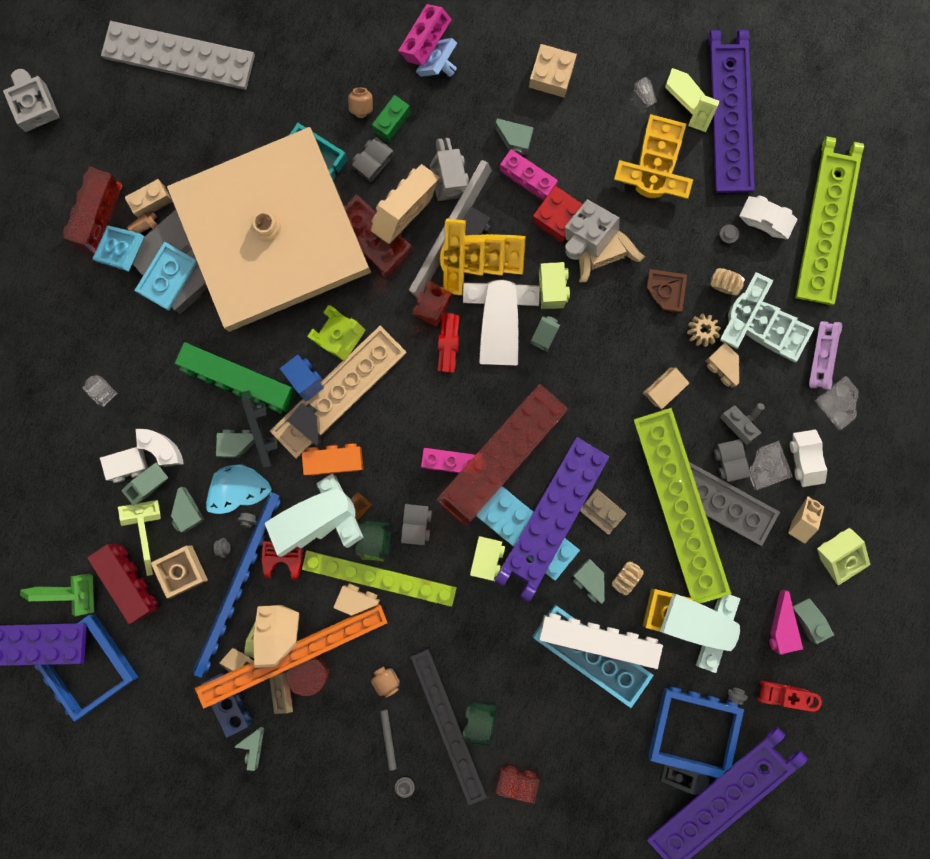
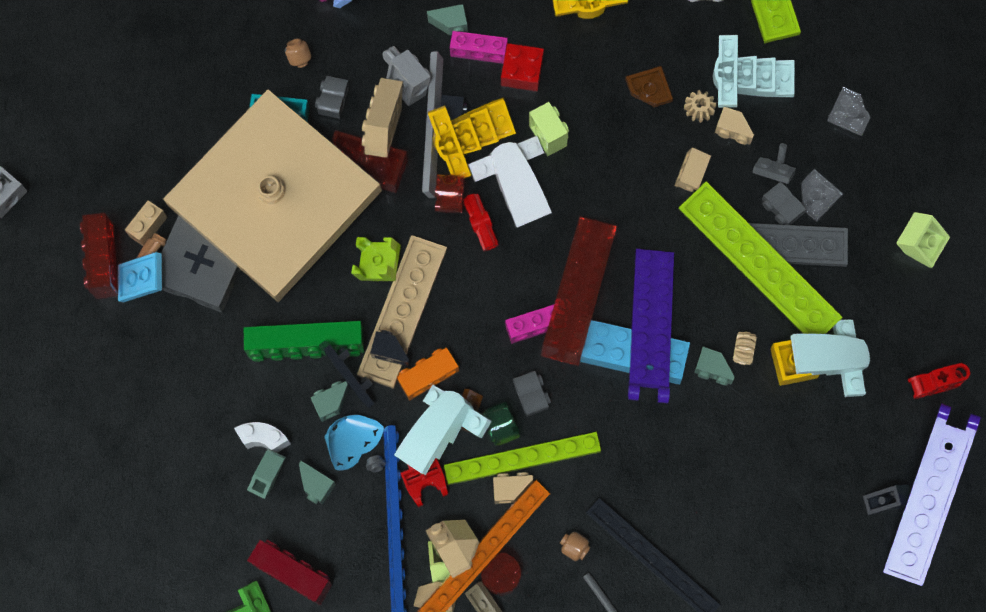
camera: 25 degrees left, 10 degrees down
(99, 390) = (181, 412): clear brick -> none
(124, 464) = (237, 468): white brick -> none
(139, 514) = (274, 506): yellowish green piece -> none
(166, 276) = (197, 280): medium azure tile -> none
(178, 55) = (110, 88): light grey plate -> none
(179, 571) = (336, 538): tan brick -> none
(221, 548) = (364, 499): dark grey plate -> none
(302, 378) = (368, 312): blue brick -> none
(391, 118) = (332, 54): green brick -> none
(480, 723) = (680, 539): clear green brick -> none
(486, 558) = (610, 389): yellowish green brick -> none
(517, 784) = (741, 580): clear red brick -> none
(545, 333) = (562, 172): sand green slope -> none
(590, 230) = (557, 65): light grey brick -> none
(600, 641) = (749, 409): white brick -> none
(602, 511) = (692, 303): dark tan plate -> none
(615, 250) = (577, 77): tan torso -> none
(618, 677) = (749, 430): medium azure brick -> none
(687, 764) = (849, 491): blue window -> none
(727, 281) = (698, 55): tan gear -> none
(729, 234) = (679, 16): dark grey plate -> none
(737, 696) = (895, 404): dark grey plate -> none
(784, 628) = (906, 327): dark pink slope -> none
(806, 520) = (874, 224): tan slope -> none
(808, 458) = (848, 170): white brick -> none
(812, 621) = (926, 308): sand green slope -> none
(825, 355) = (815, 78): lavender plate -> none

